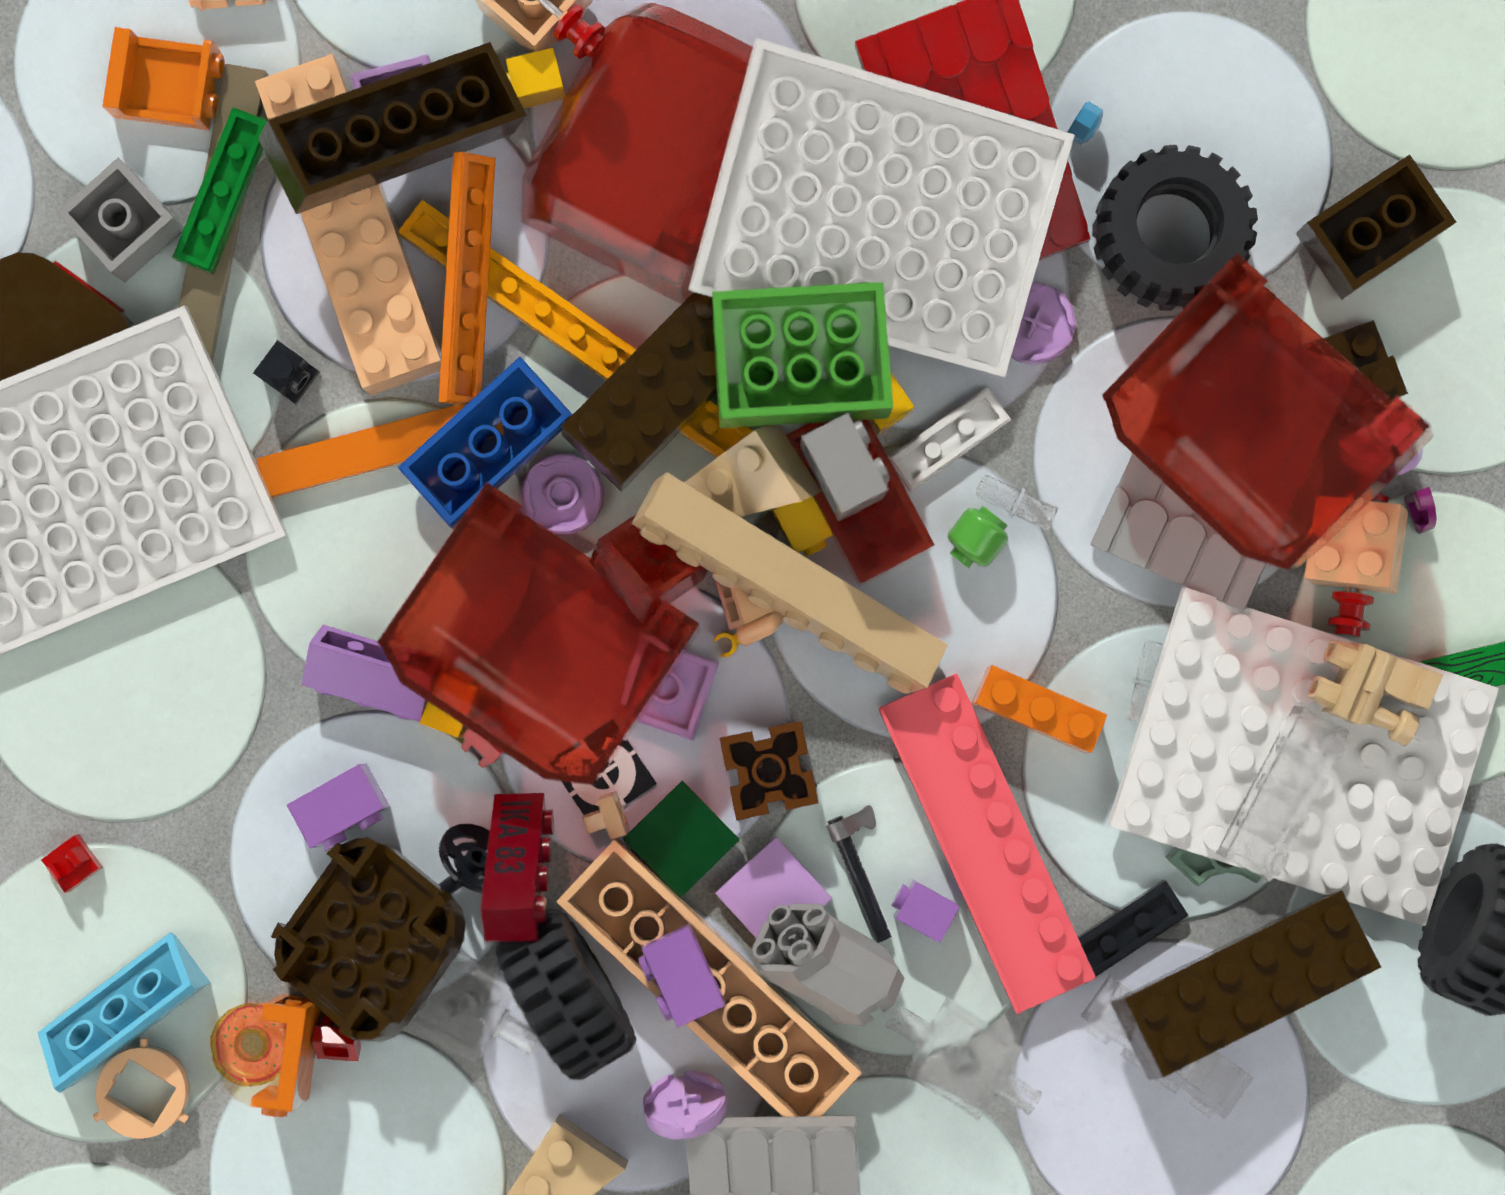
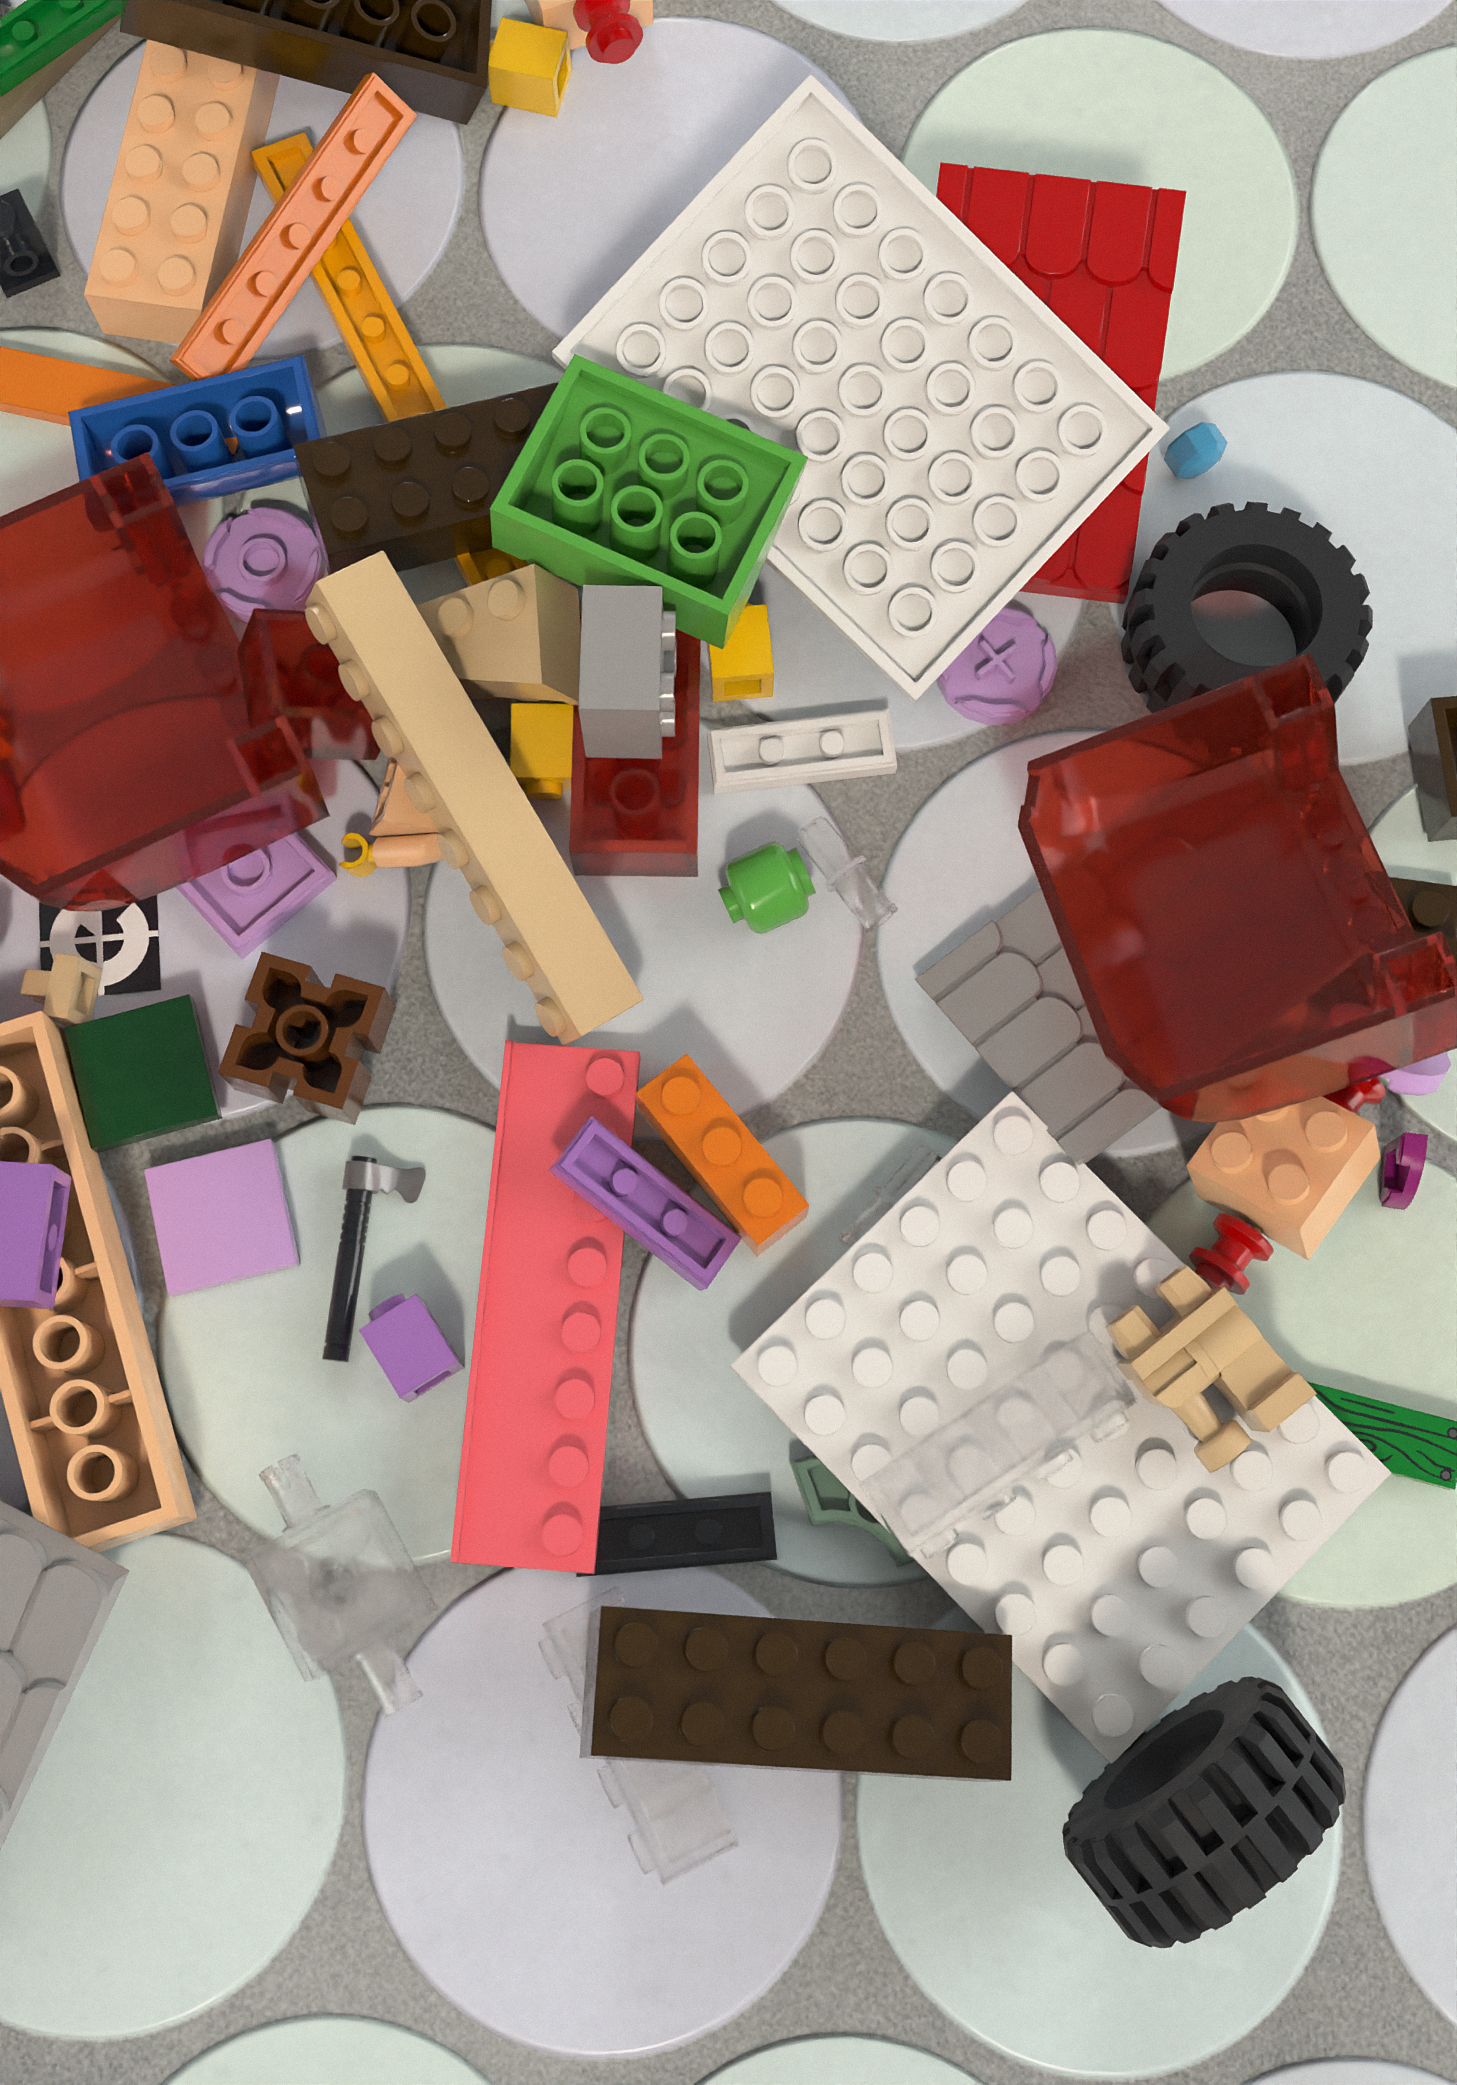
camera: 25 degrees right, 10 degrees down
(640, 147) = (585, 180): clear red slope -> none
(827, 963) = (226, 1339): light grey brick -> none
(1011, 760) = (645, 1204): none -> medium lavender tile

